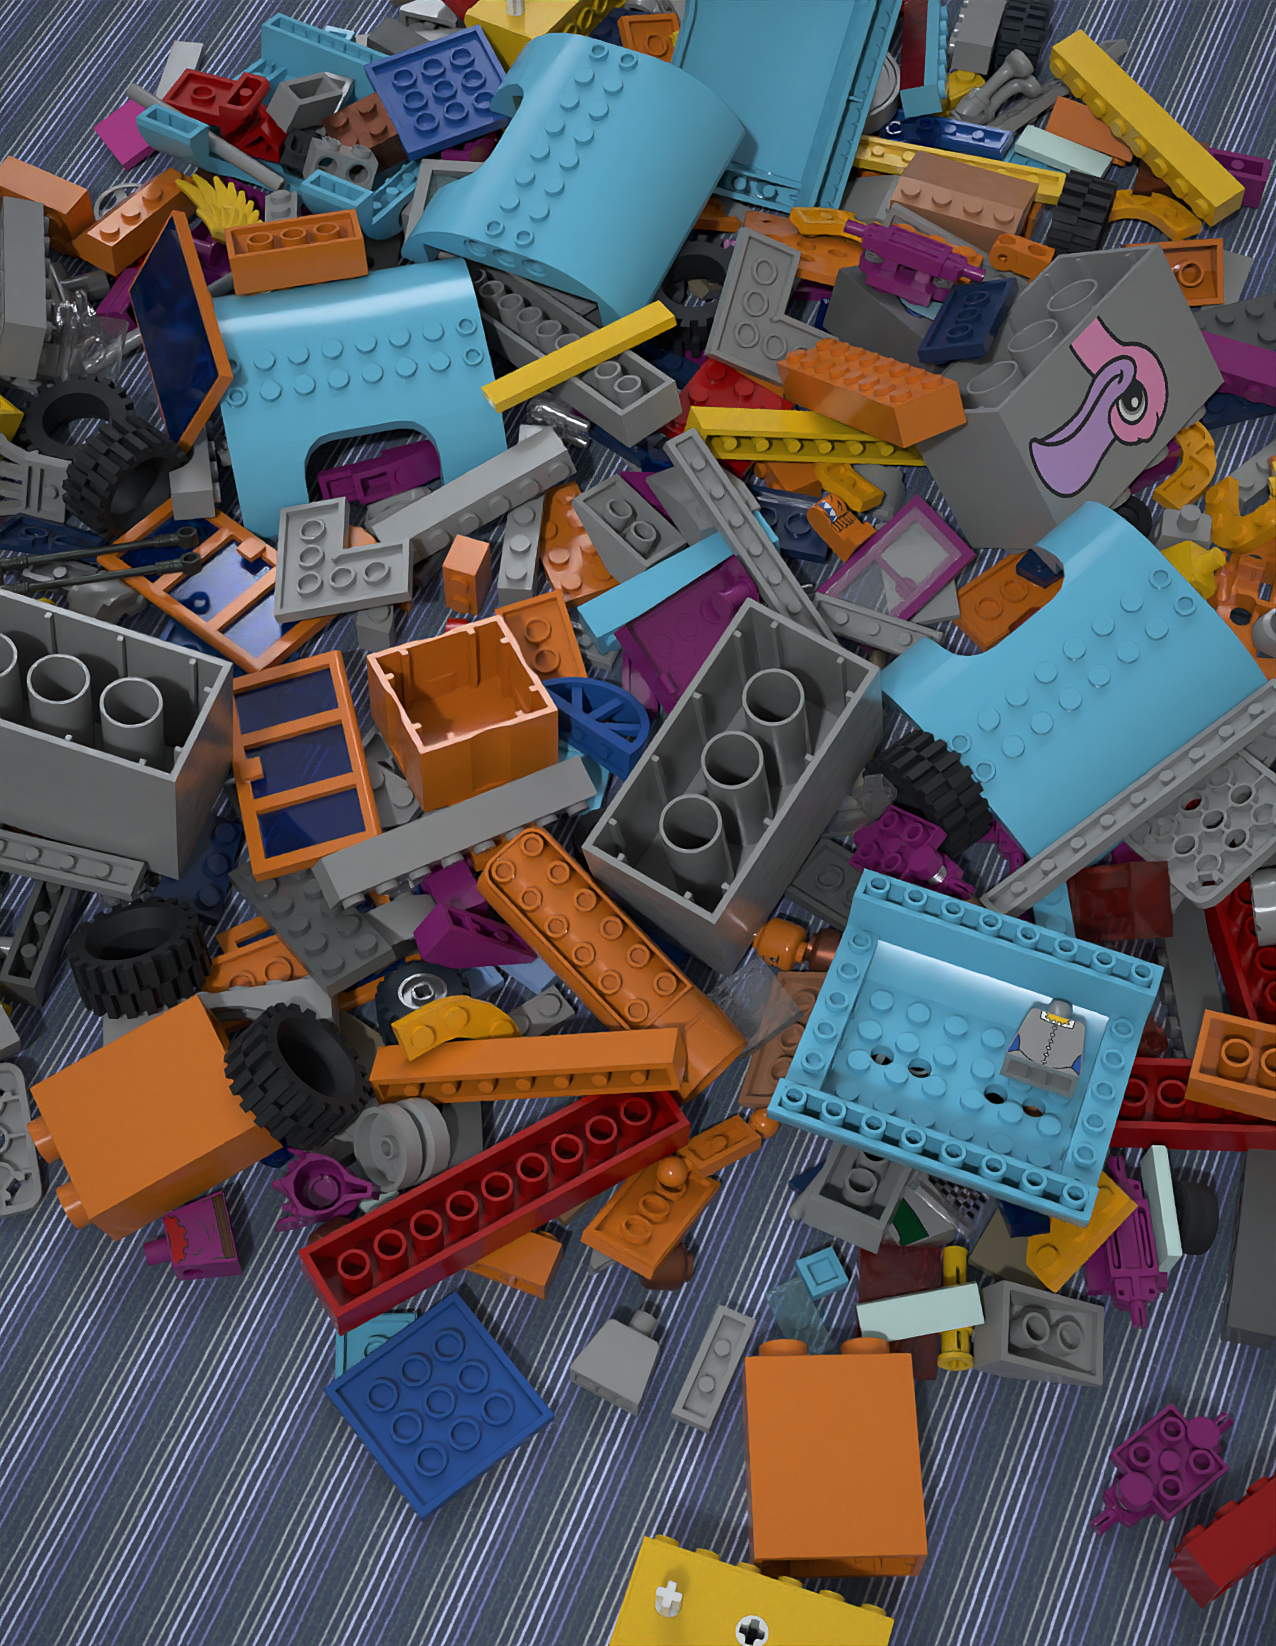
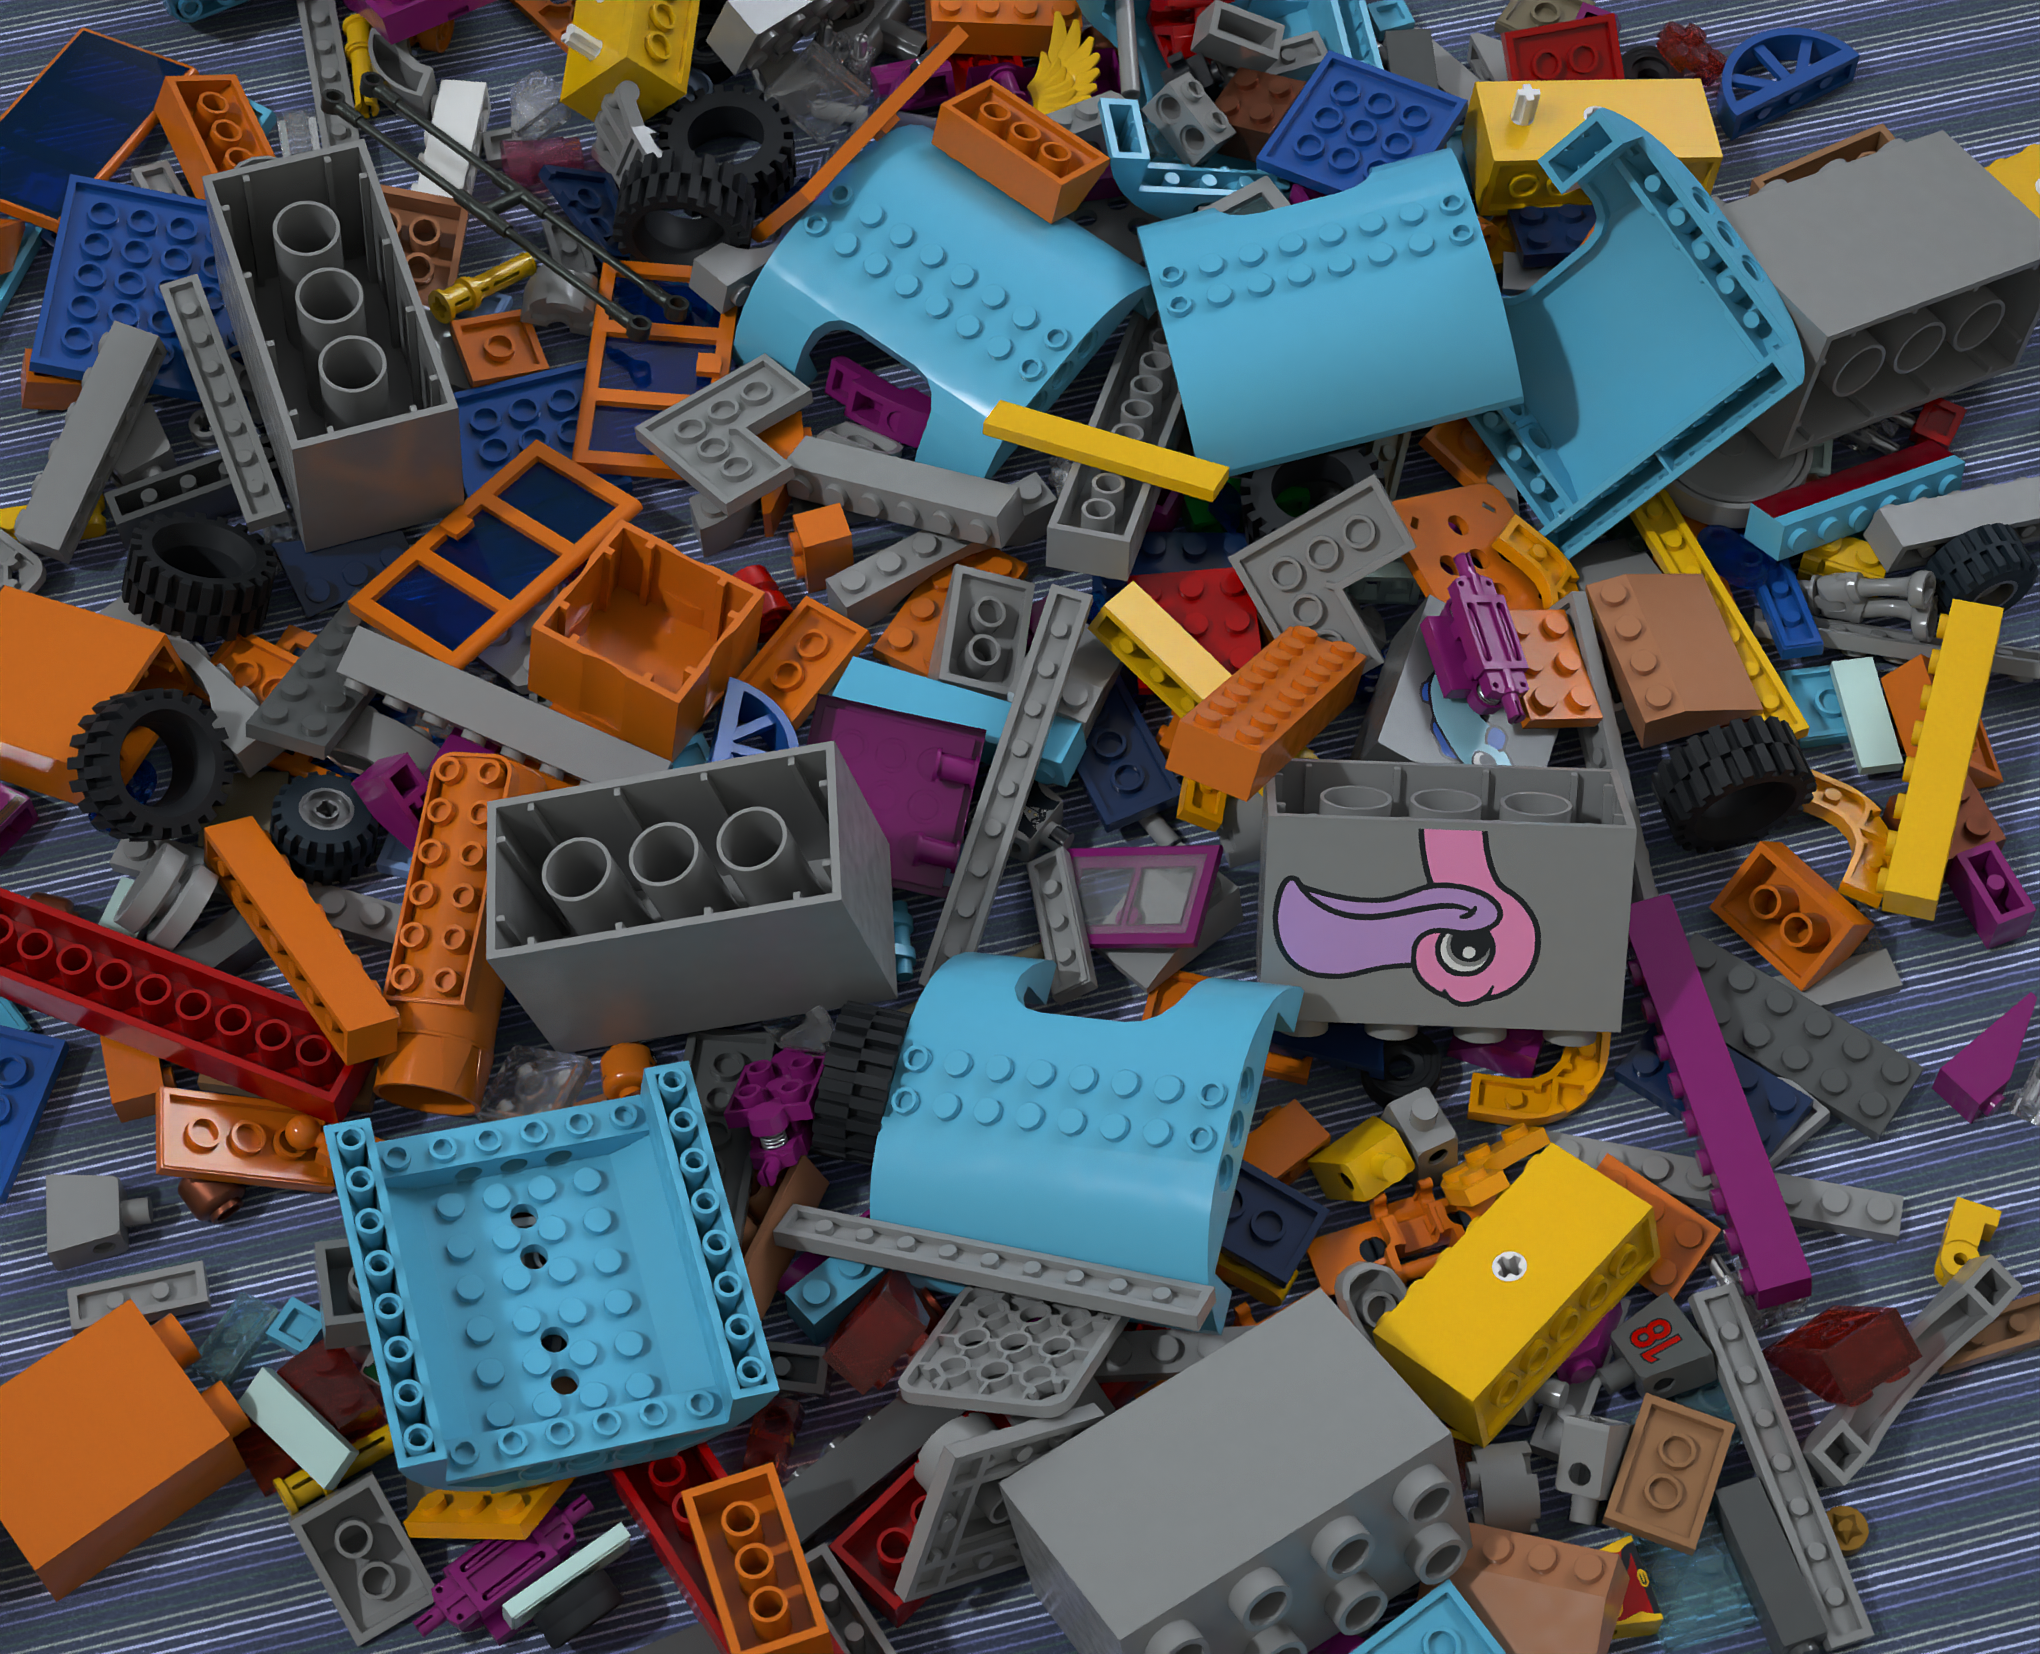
camera: 55 degrees right, 0 degrees up
(319, 1190) = (85, 868): magenta piece -> none
(451, 1019) = (314, 855): light orange plate -> none
(839, 526) = (1142, 809): orange leg -> none
(968, 321) = (1434, 738): dark blue plate -> none
(1020, 255) = (1630, 751): orange leg -> none
(1047, 1050) = (623, 1348): light grey torso -> none

